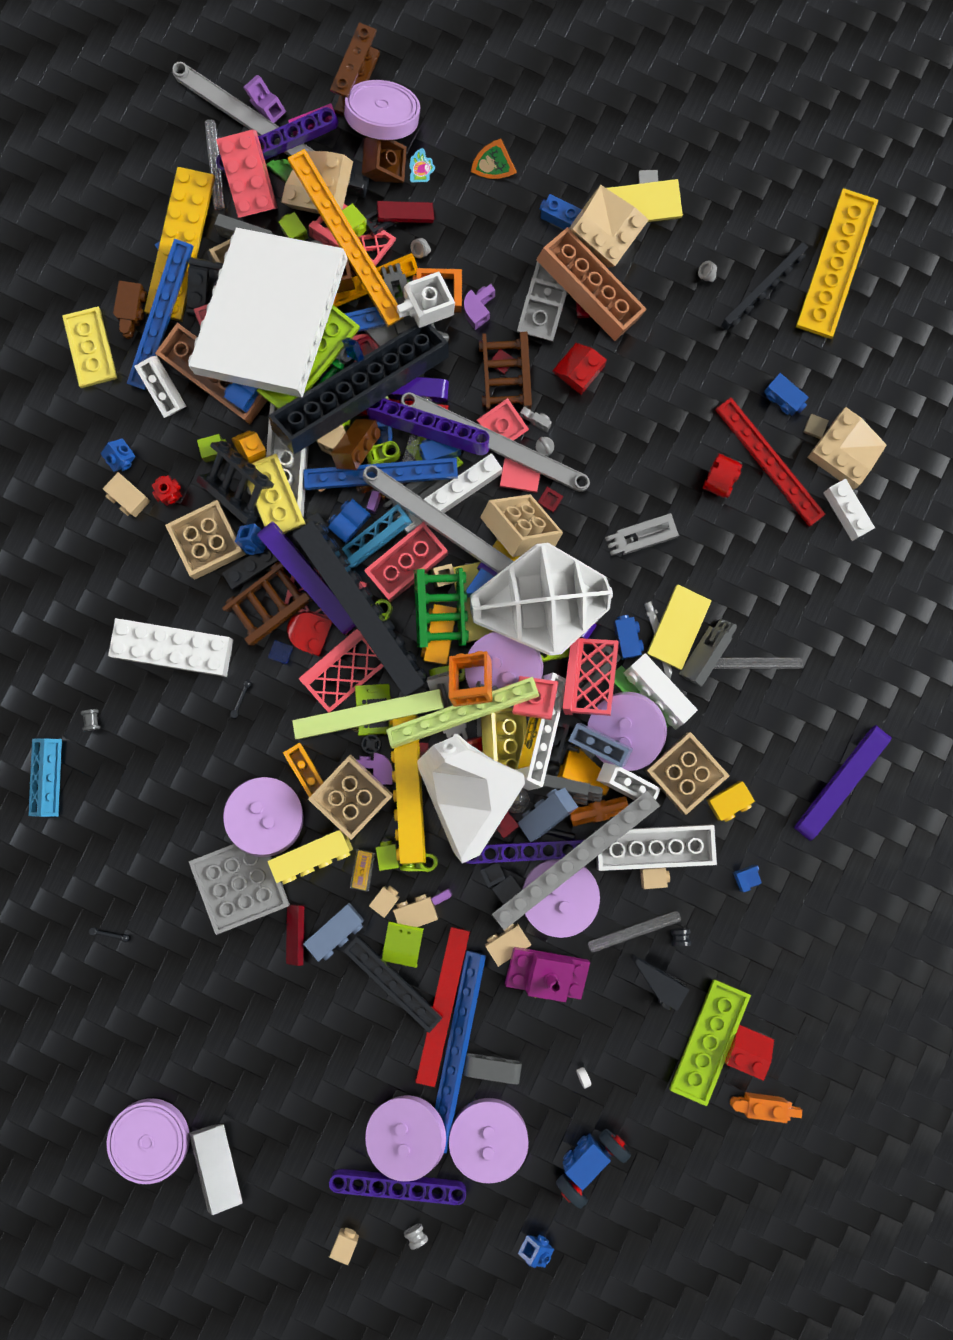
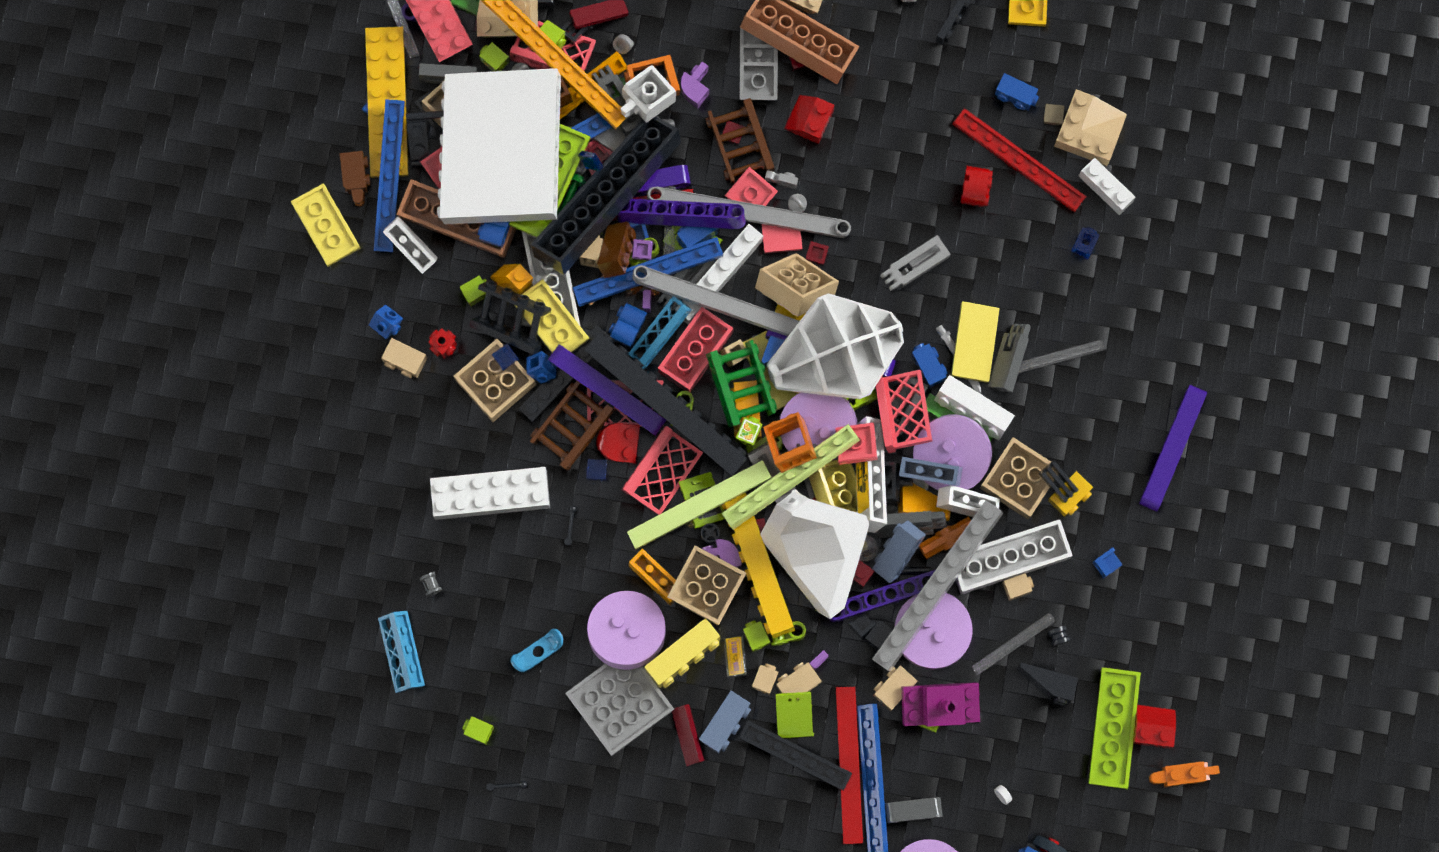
camera: 15 degrees left, 5 degrees down
(95, 874) = (477, 730): none -> lime brick
(161, 817) = (550, 643): none -> dark azure piece
(219, 519) = (505, 357): none -> clear blue tile
(381, 451) = (642, 249): none -> medium lavender tile
(434, 656) = (749, 431): none -> lime brick
(730, 802) = (1069, 493): none -> black tile
(807, 564) = (1085, 234): none -> clear blue brick

